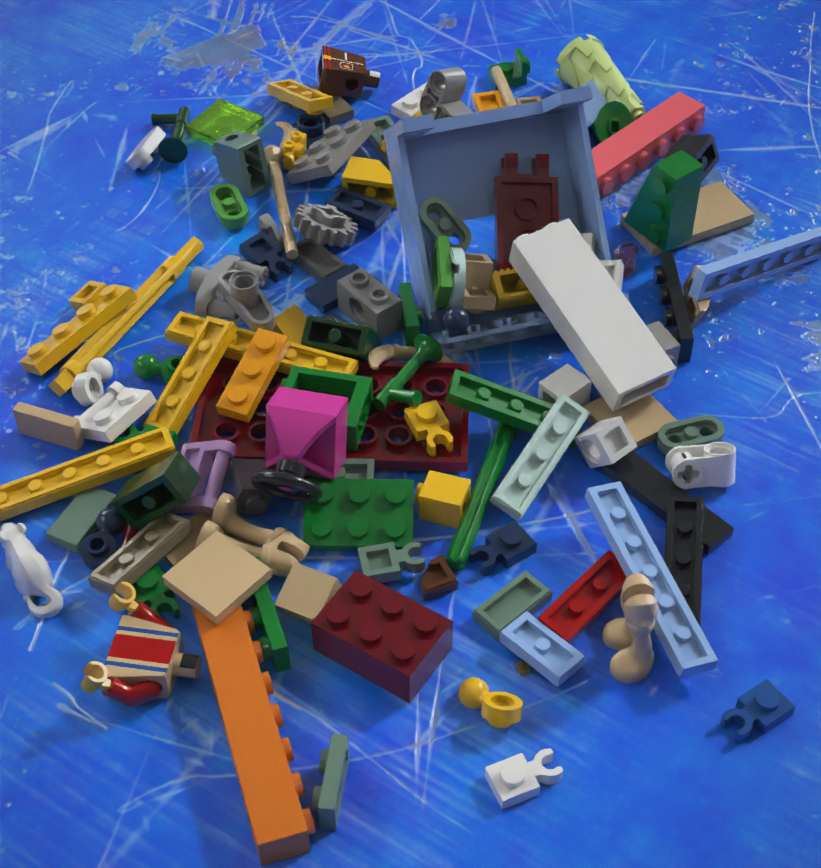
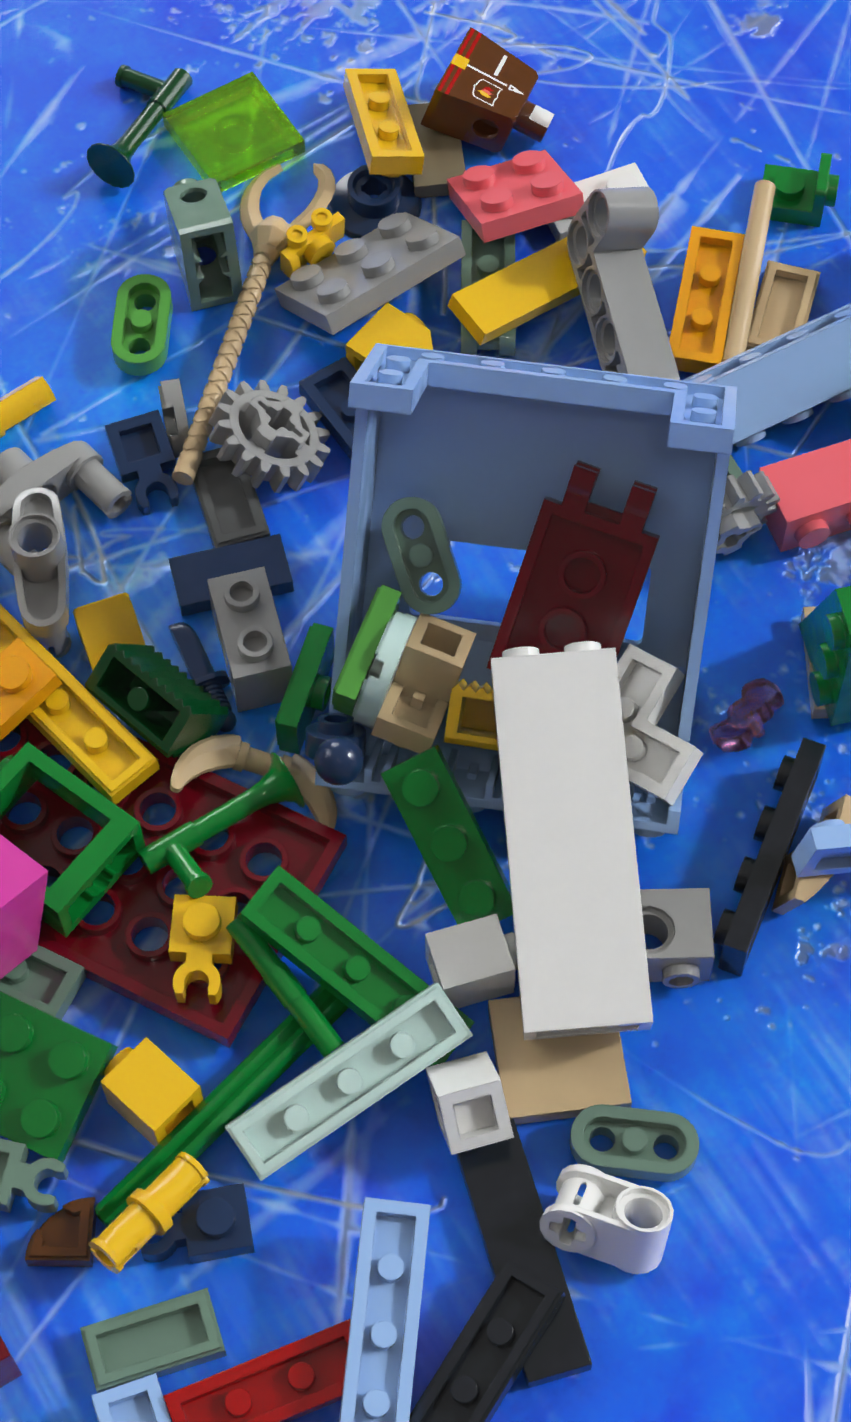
camera: 25 degrees right, 15 degrees up
(141, 155) = (55, 156): white plate -> none
(383, 102) = (515, 195): none -> coral plate
(478, 543) = (149, 1212): none -> yellow pin
(484, 427) = (286, 988): none -> green piece
(522, 340) = (449, 837): none -> green plate

